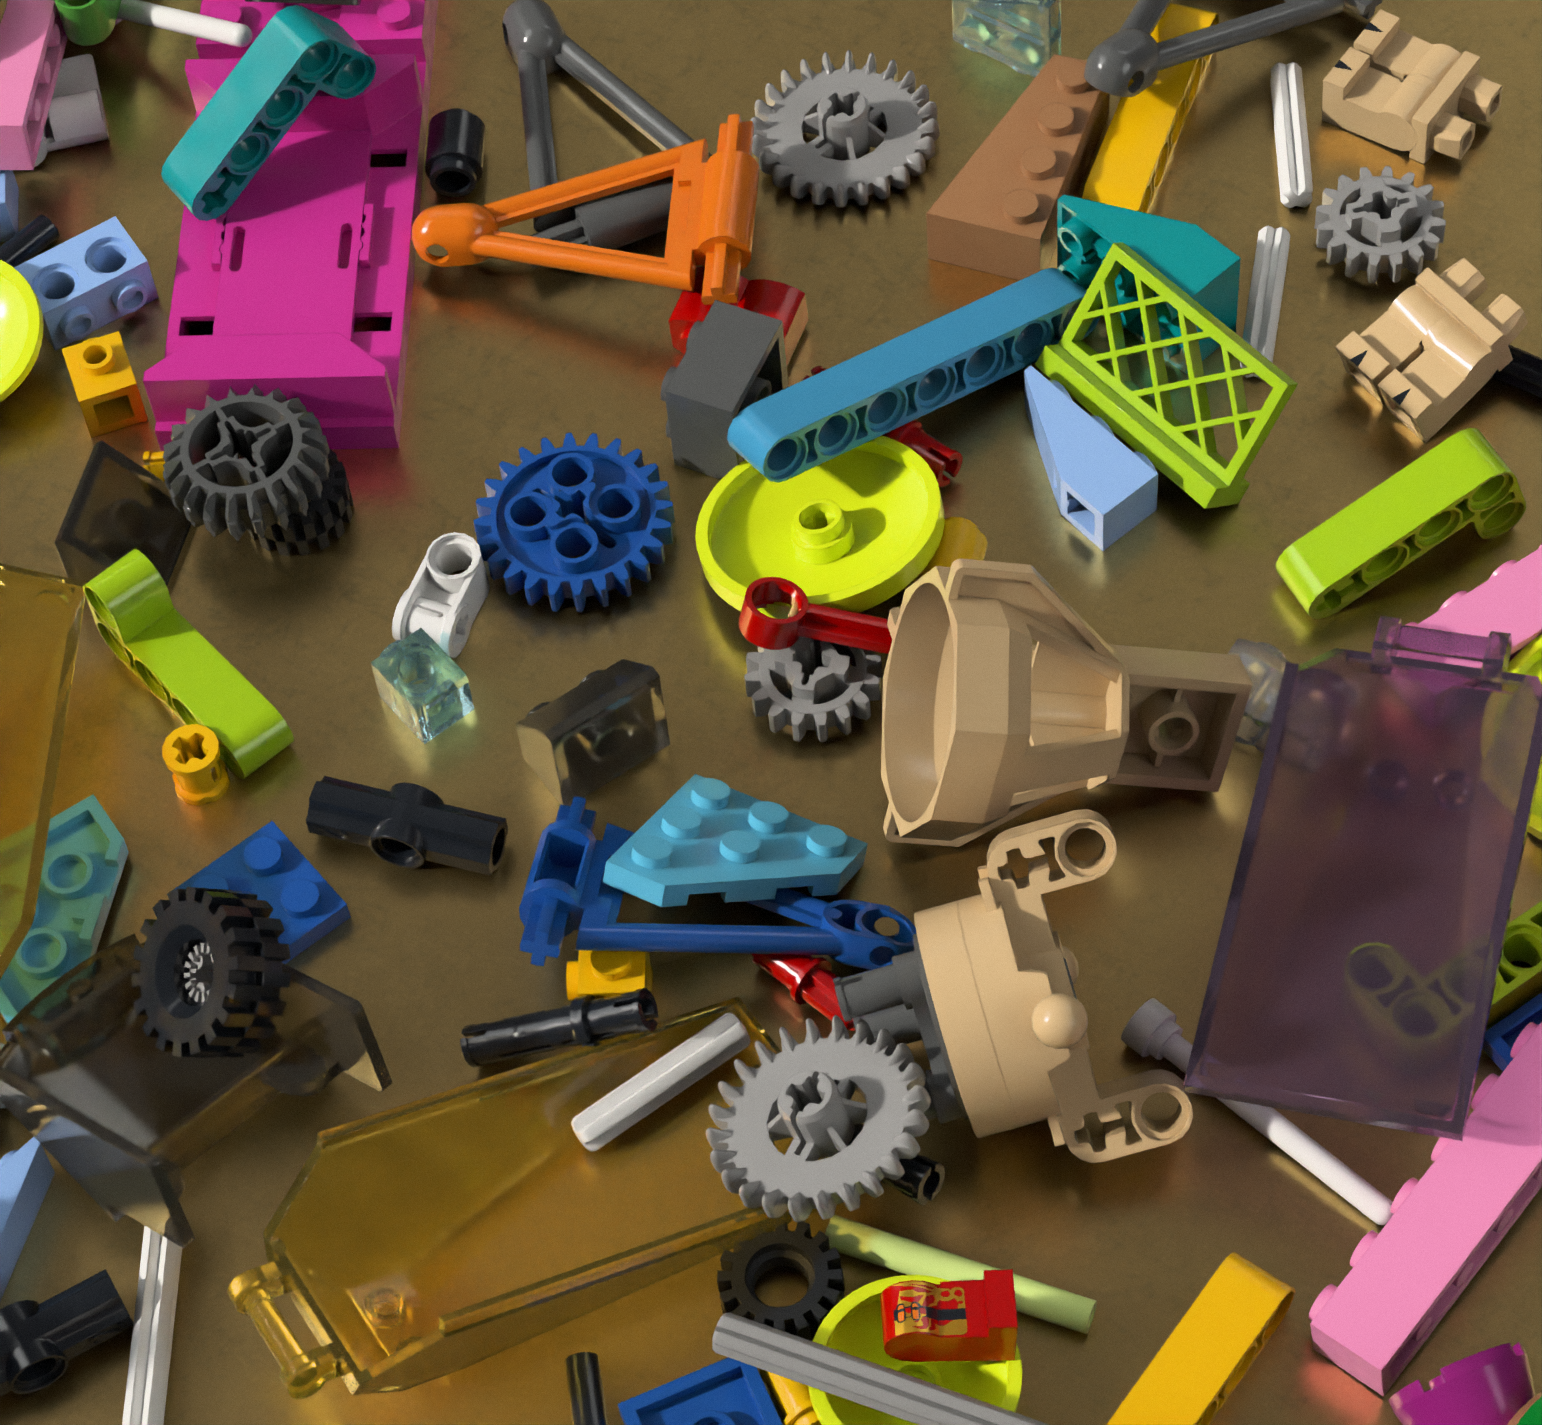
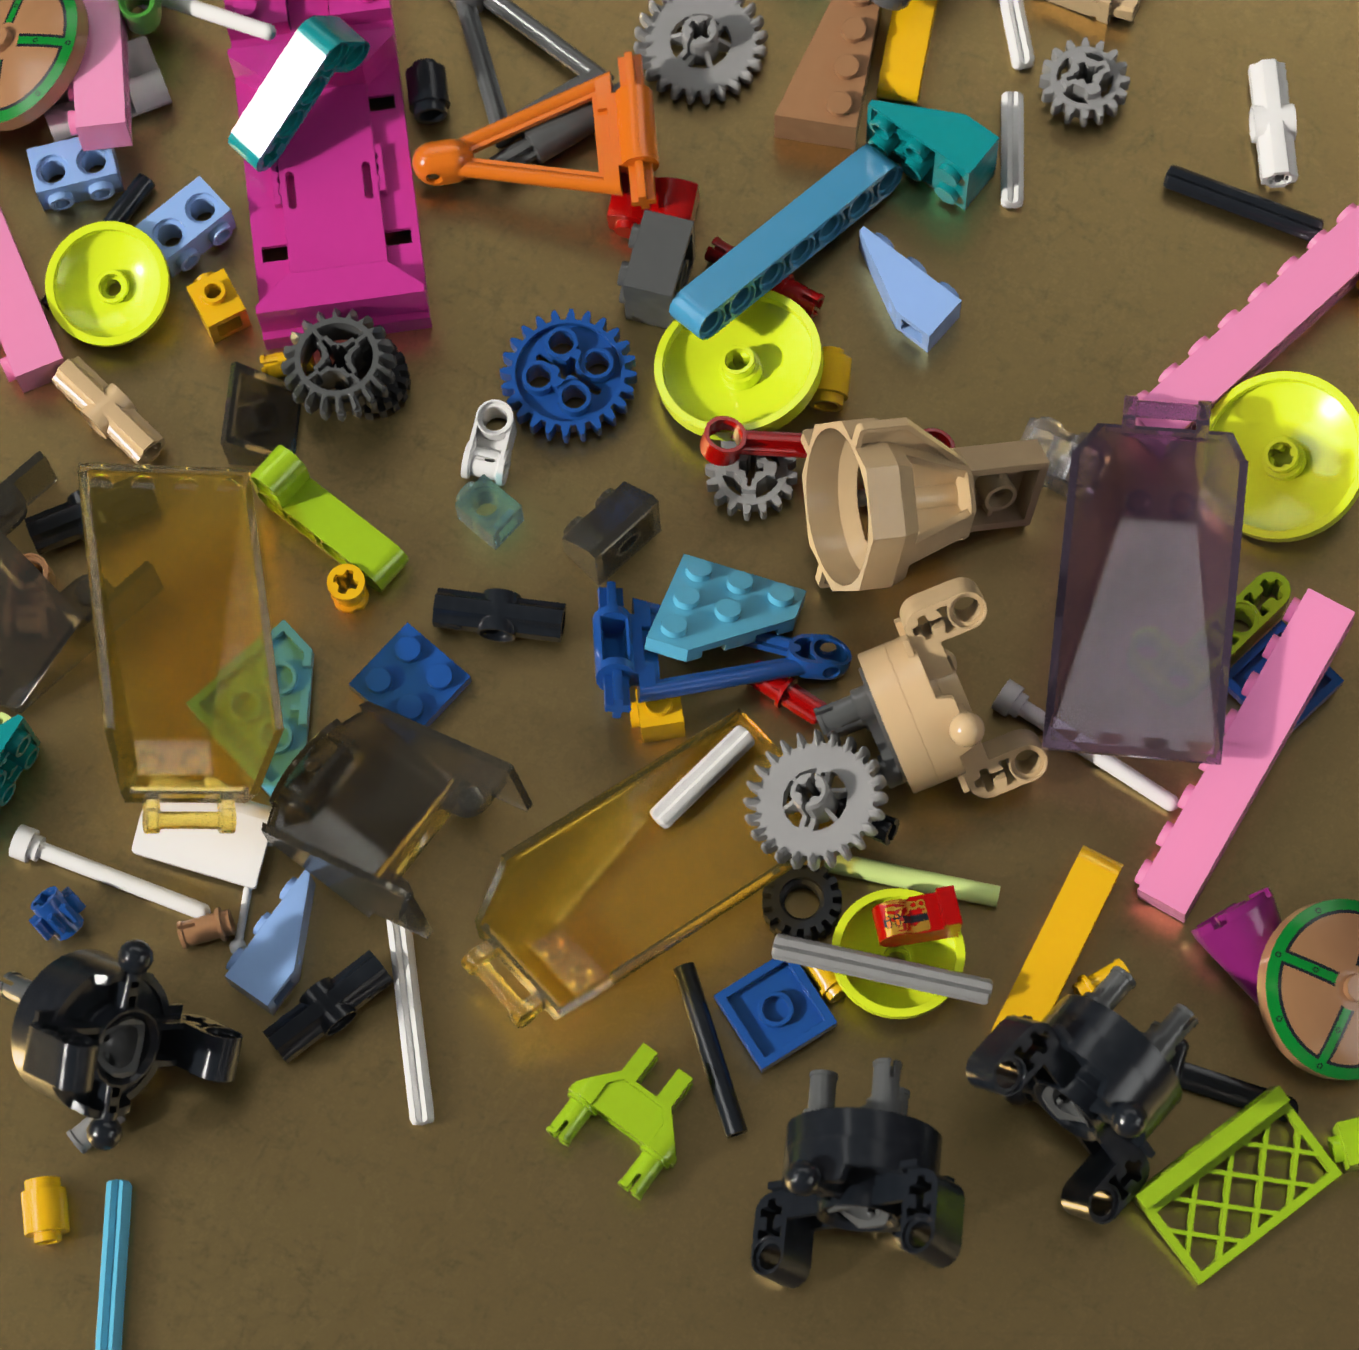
camera: 10 degrees left, 15 degrees up
(211, 973) = (379, 750): black bush -> none
(576, 1024) = (646, 746): black pin -> none
(1150, 423) = (946, 257): lime fence -> none
(1402, 520) = (1126, 318): lime beam -> none
(1433, 347) = (1133, 180): tan hips -> none

